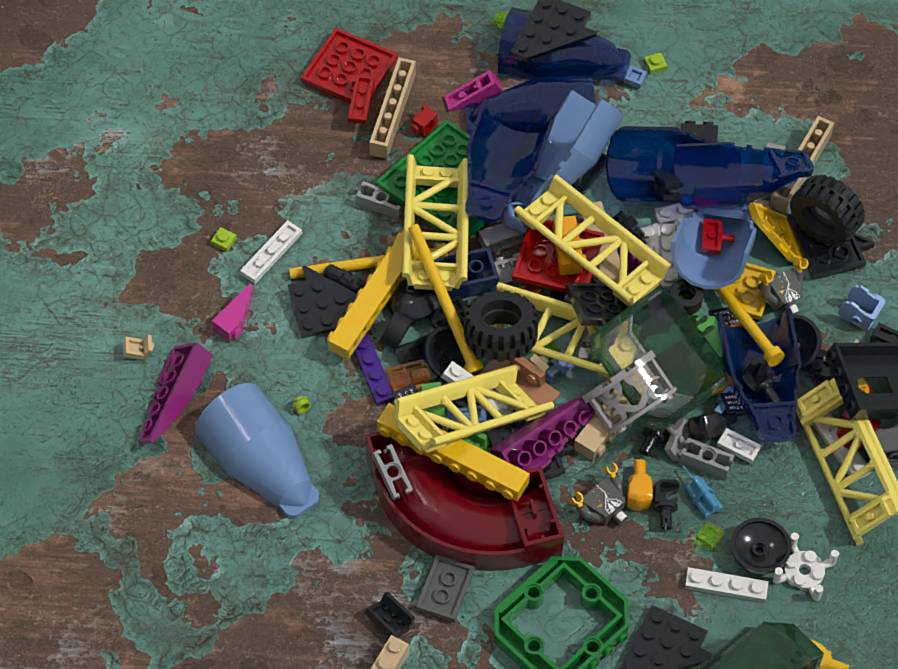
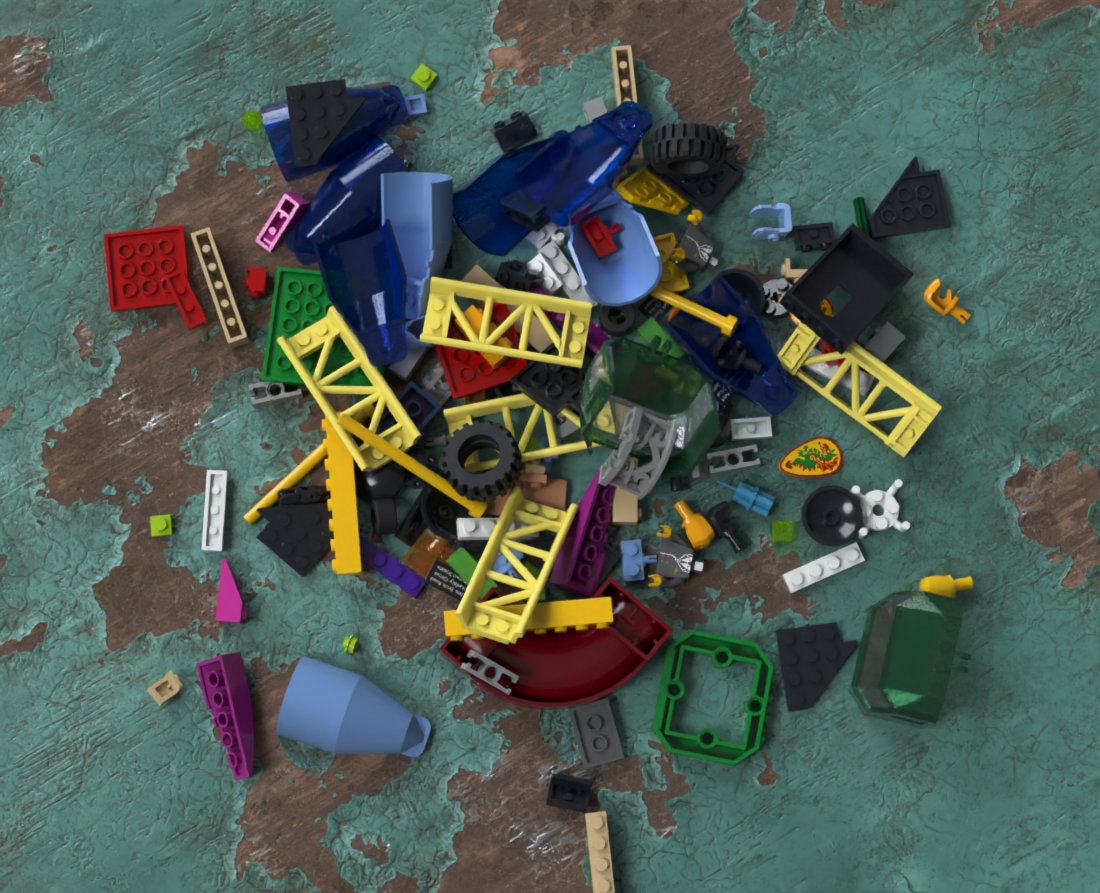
camera: 35 degrees left, 20 degrees up
(571, 482) = (634, 560): none -> medium blue plate
(774, 496) = (812, 459): none -> shield

